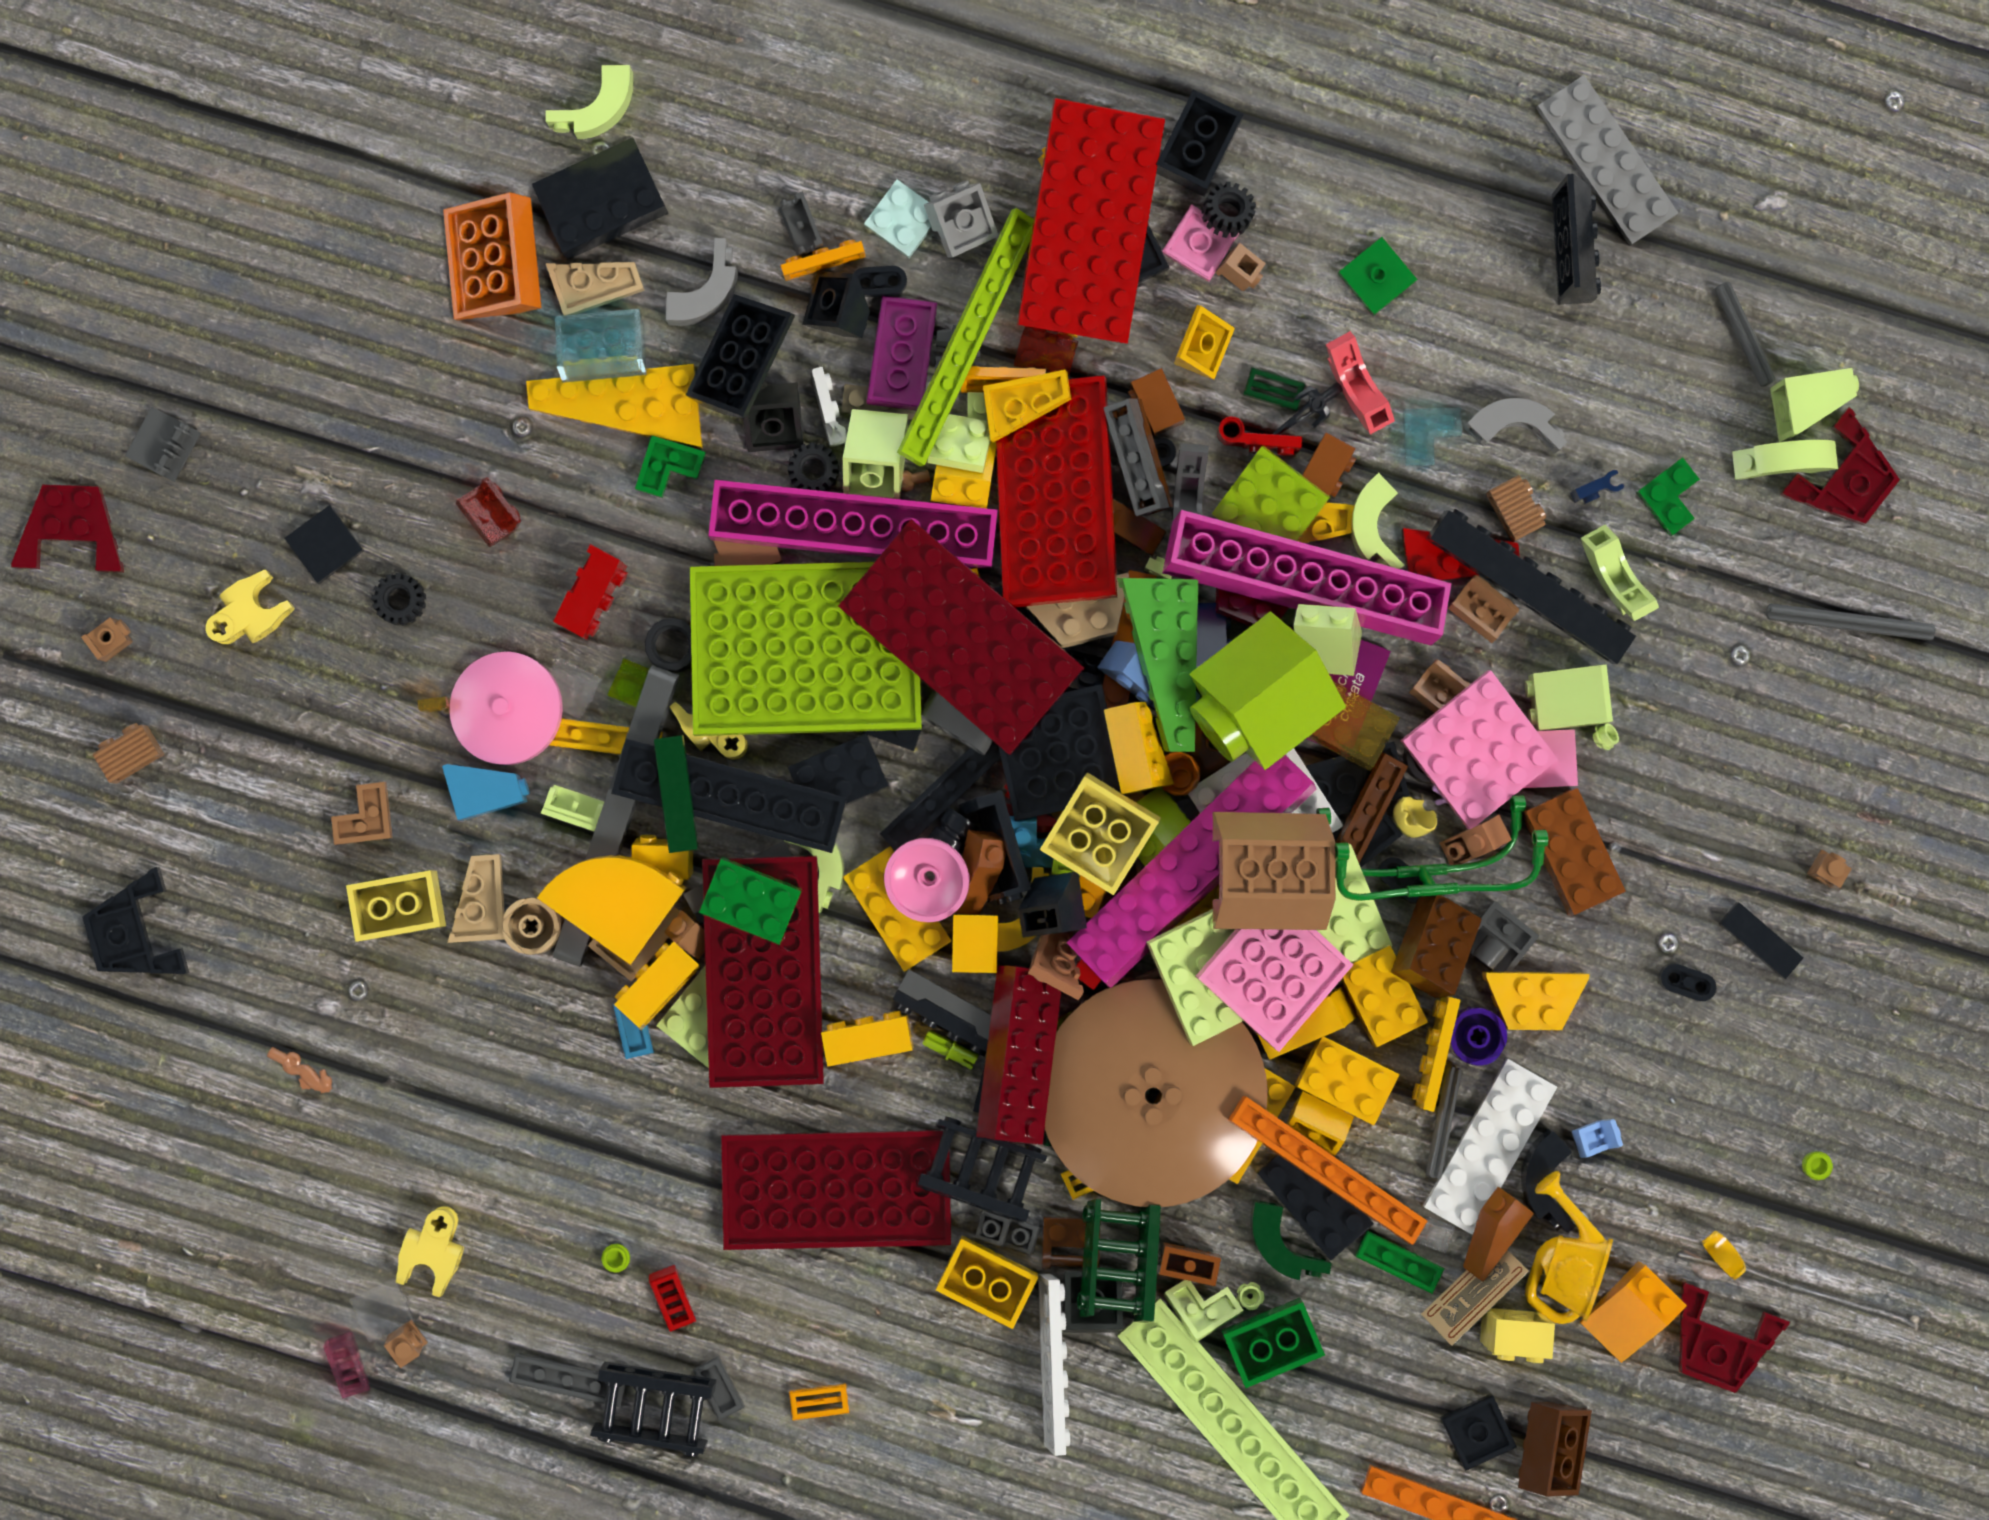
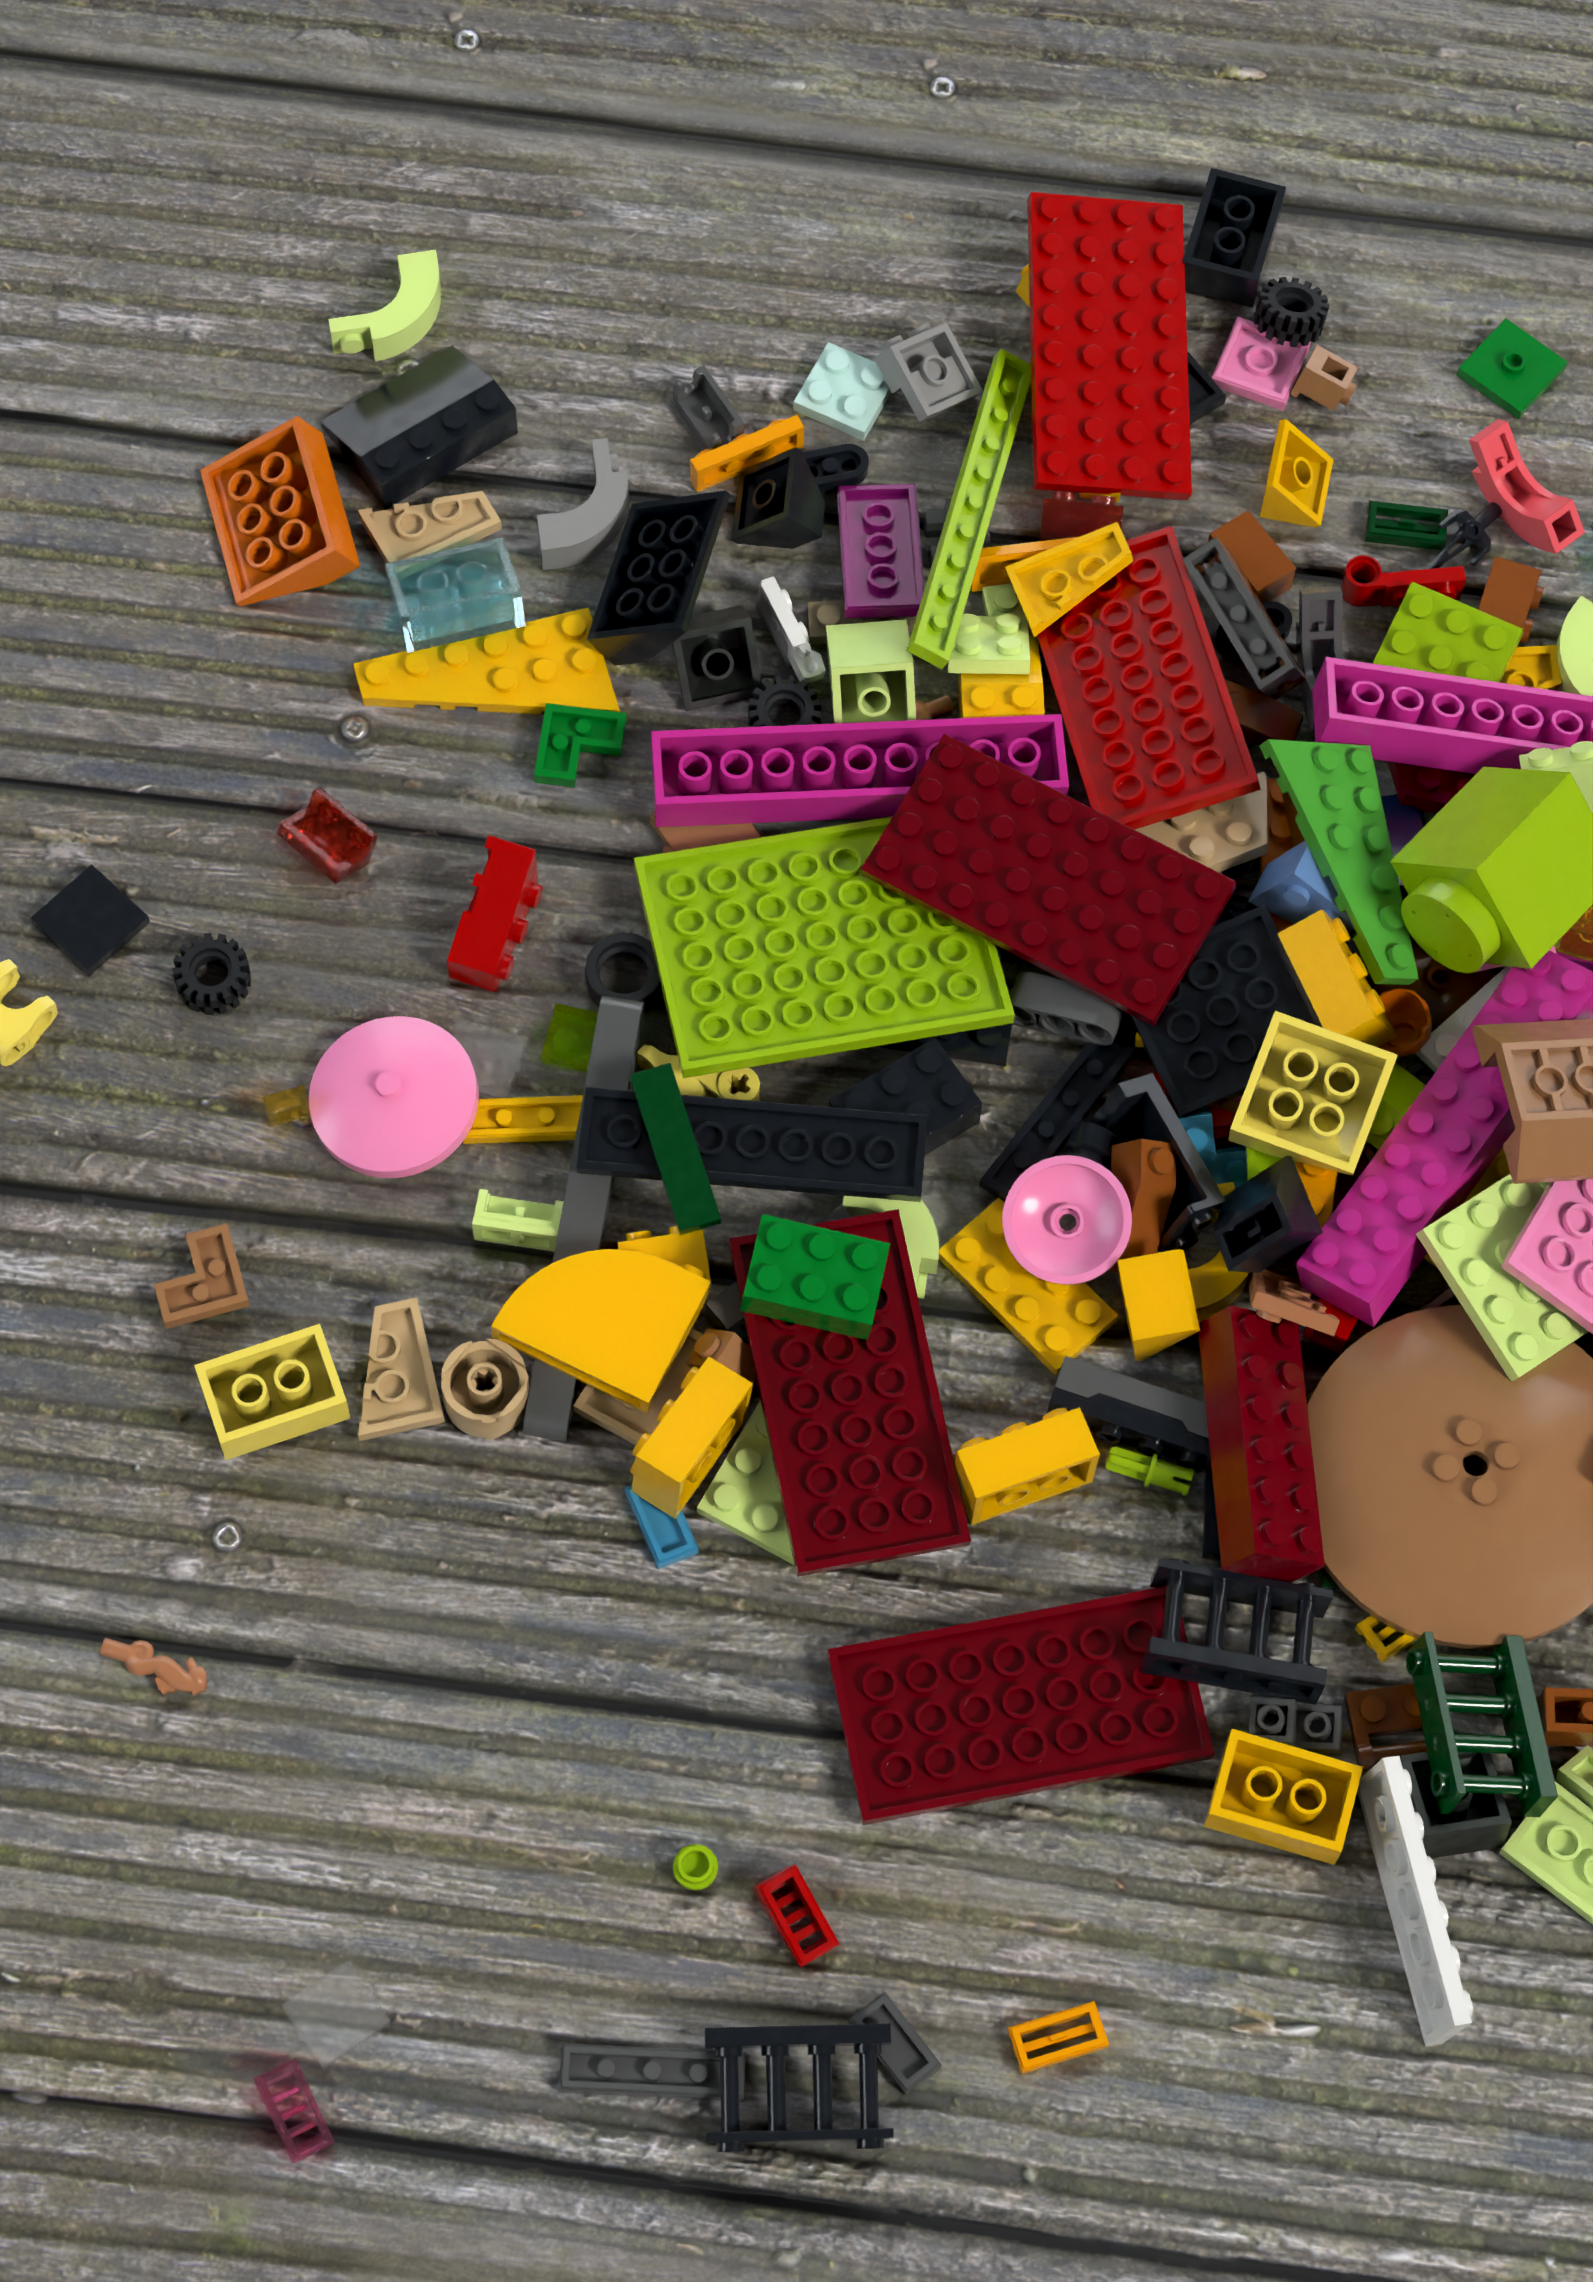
camera: 15 degrees left, 20 degrees down
(405, 1343) = (384, 2051): medium nougat brick -> none
(432, 1248) = (404, 1898): light yellow piece -> none
(482, 790) = (379, 1212): dark azure slope -> none

